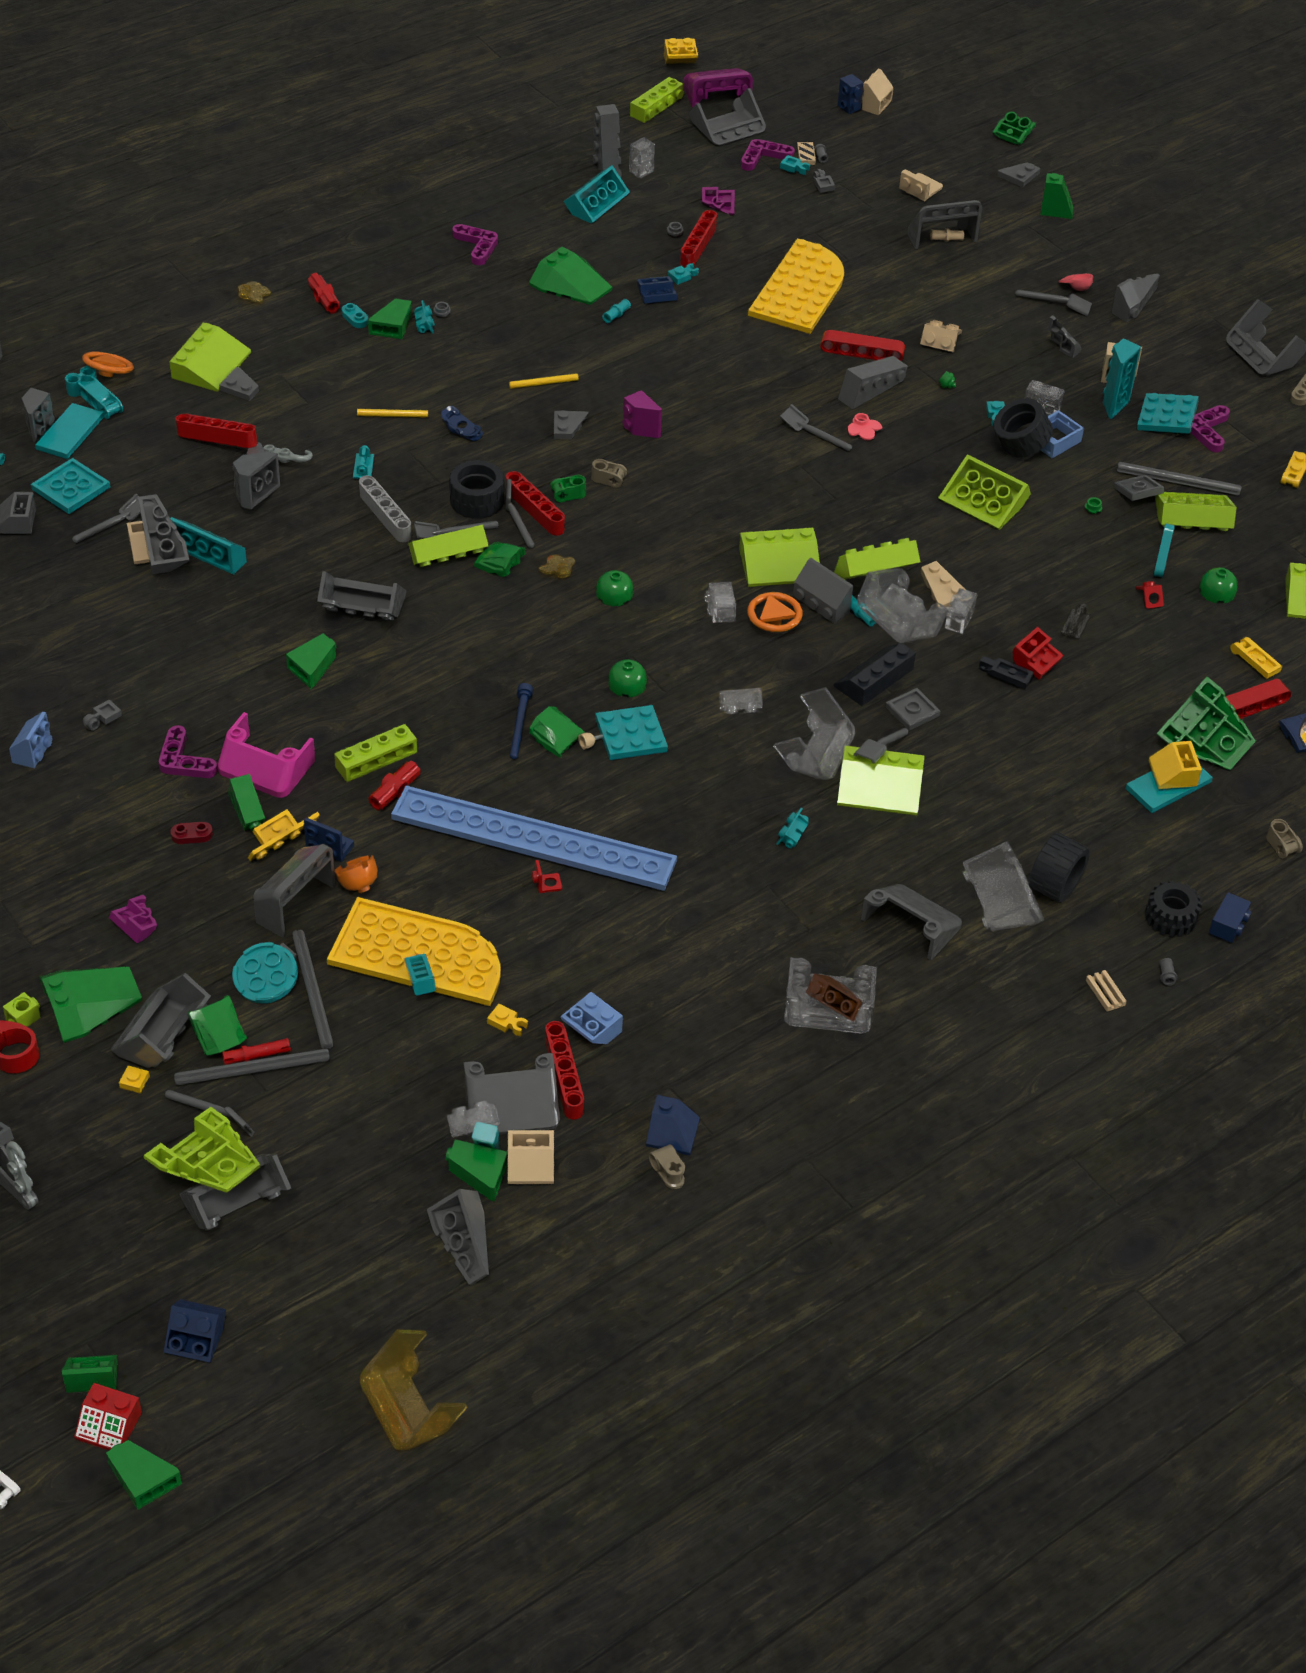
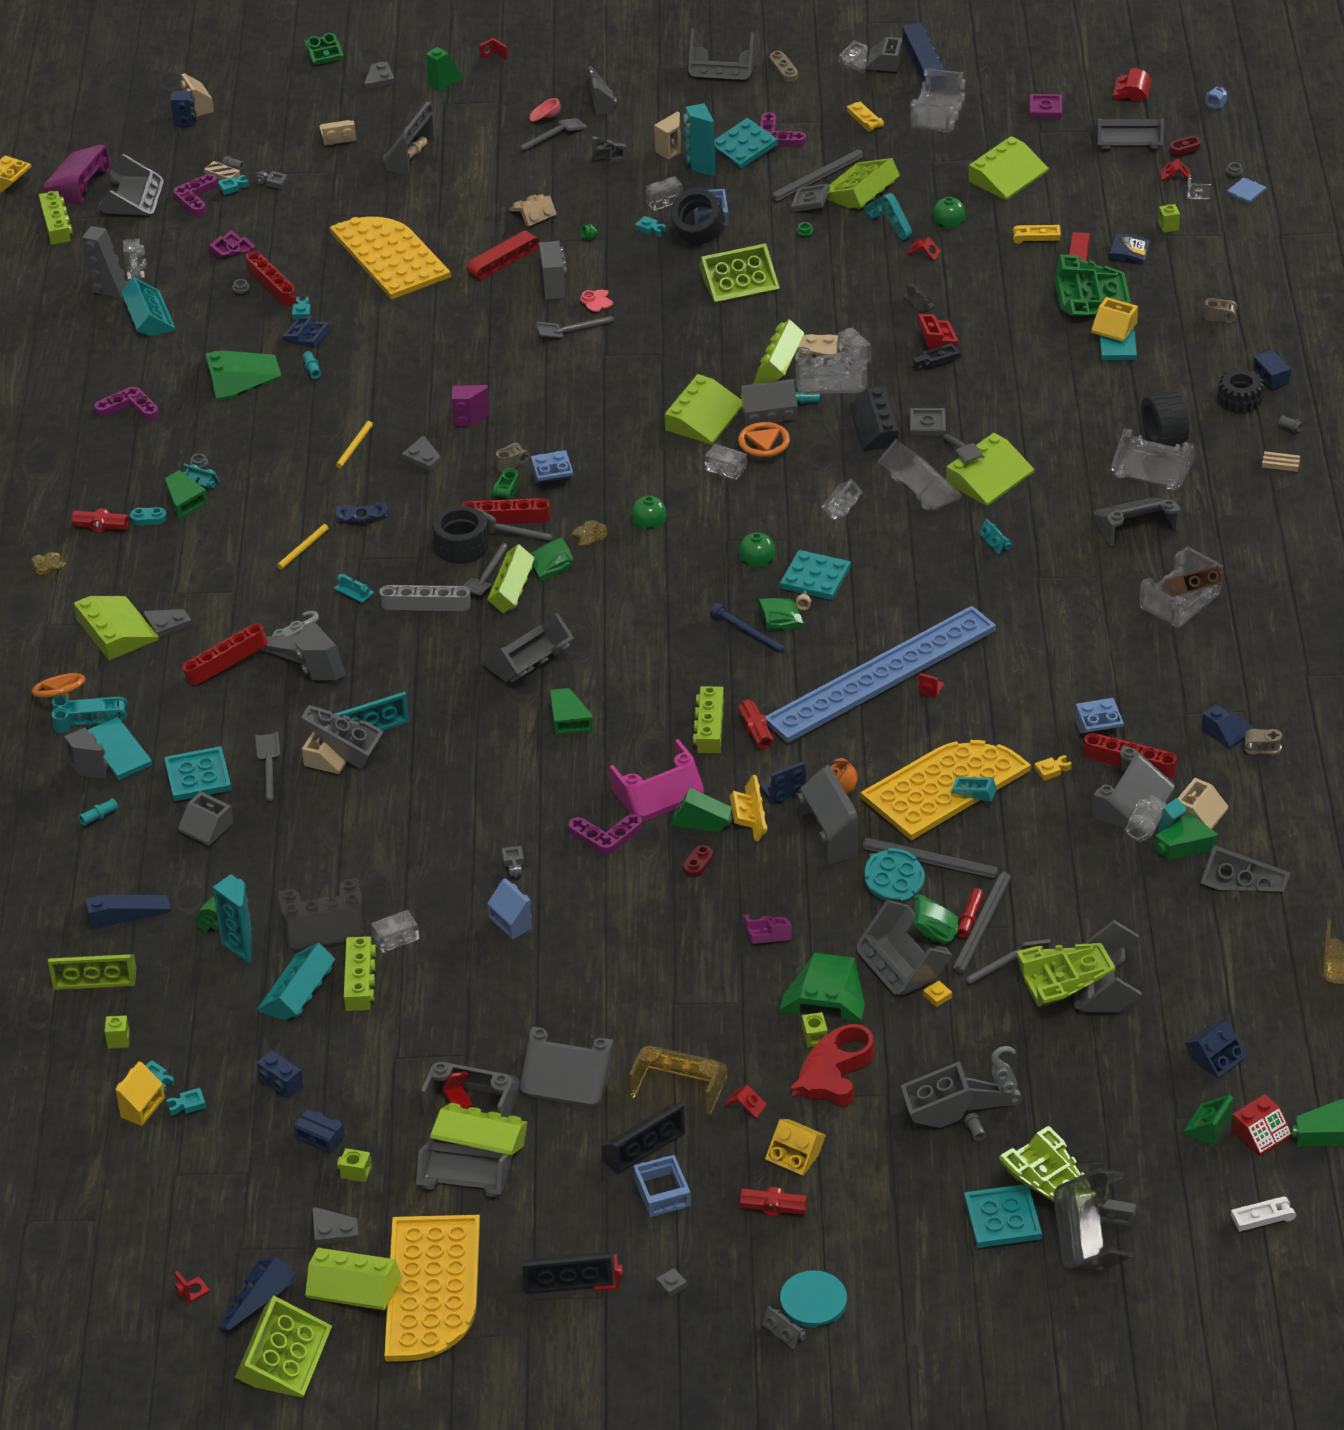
camera: 50 degrees left, 5 degrees down
(612, 501) = (551, 467): none -> medium blue slope
(1126, 215) = (494, 47): none -> red bracket

